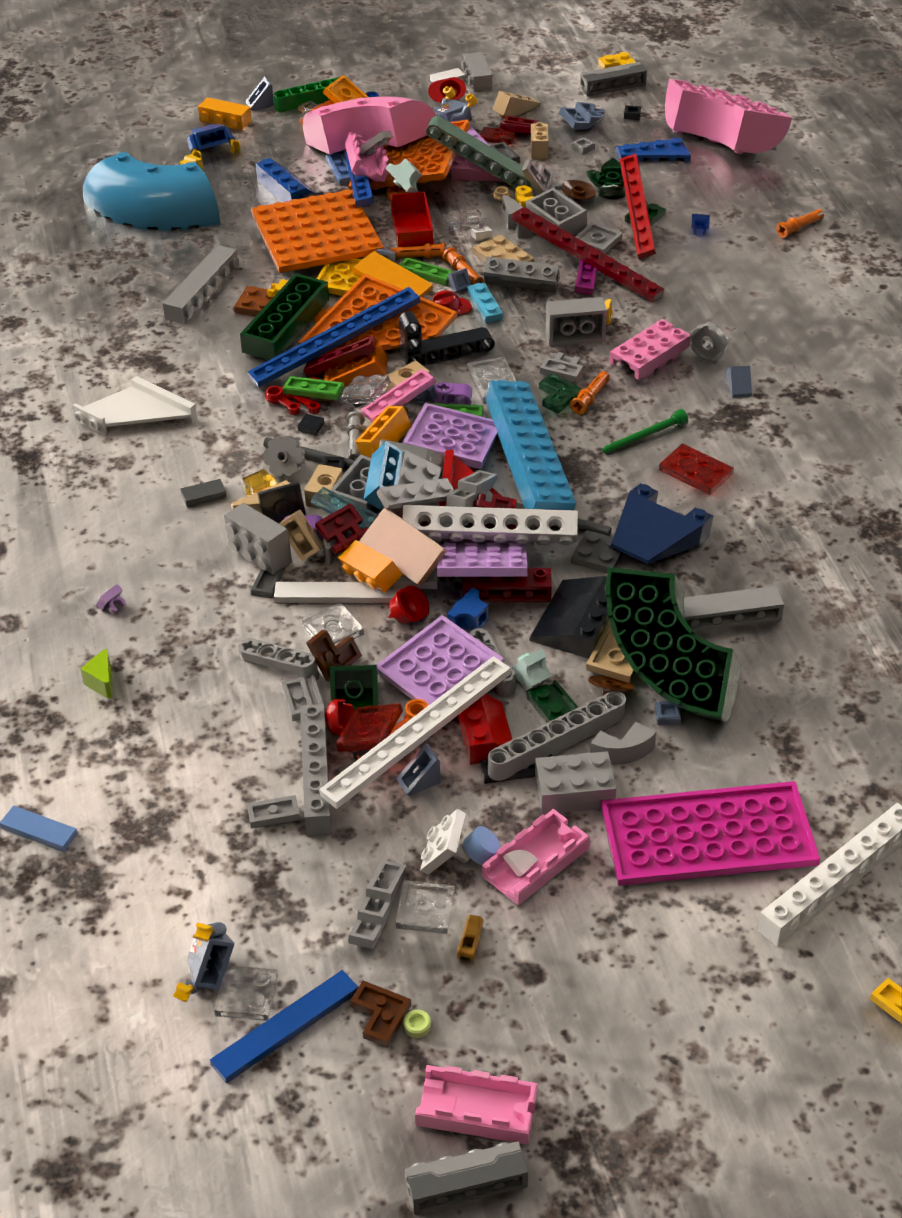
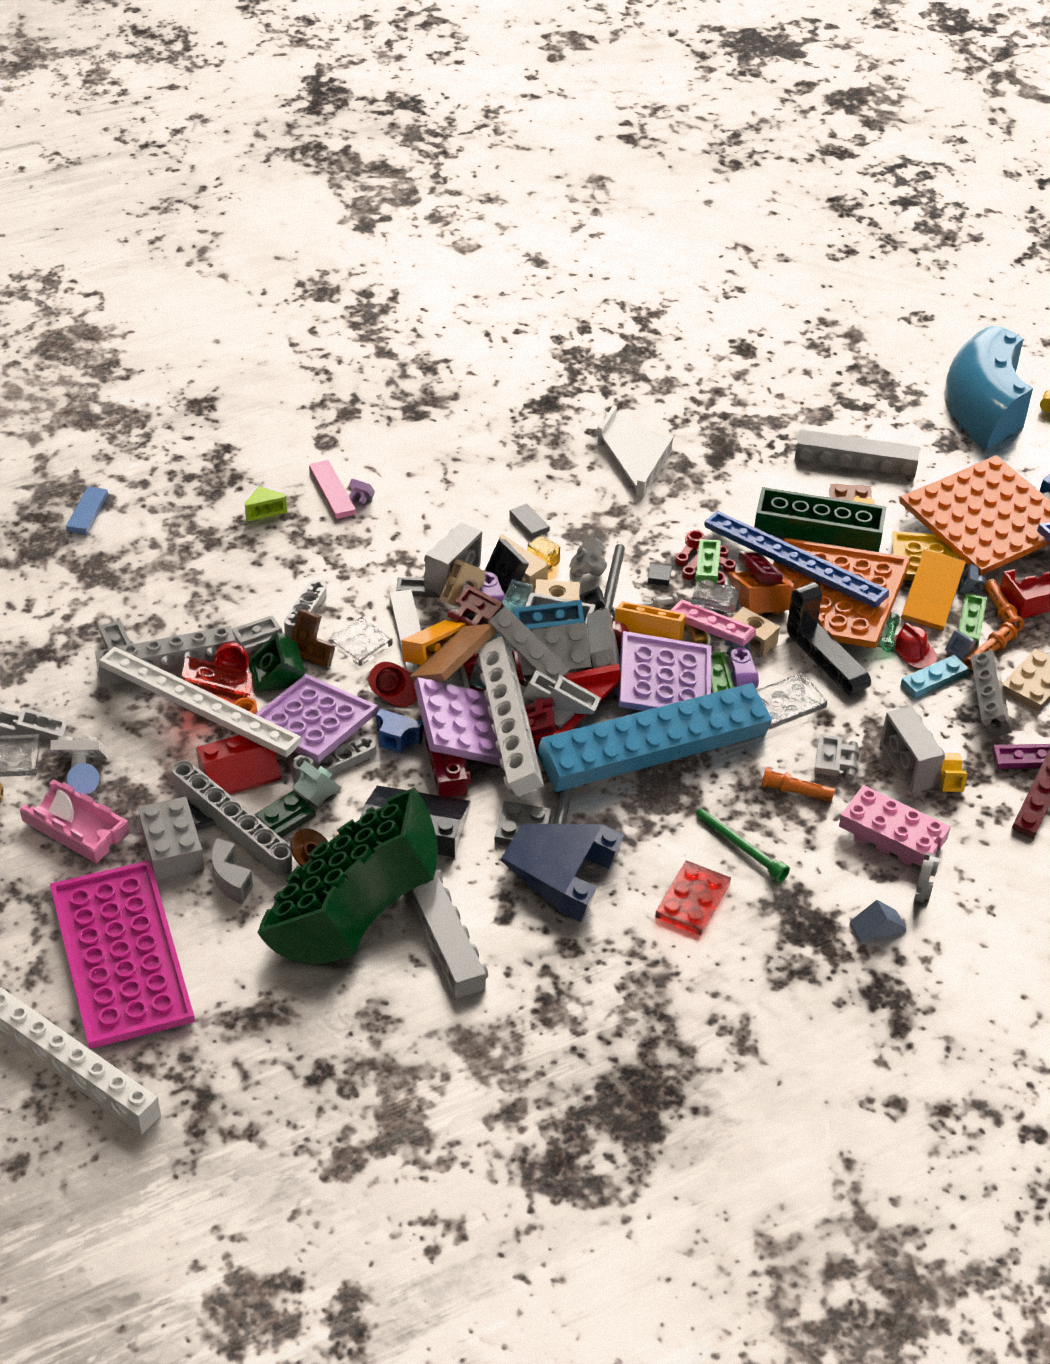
camera: 75 degrees right, 0 degrees up
(93, 623) = (332, 489): none -> bright pink tile
(421, 772) = (174, 730): sand blue slope -> none
(560, 392) = (788, 760): clear green plate -> none

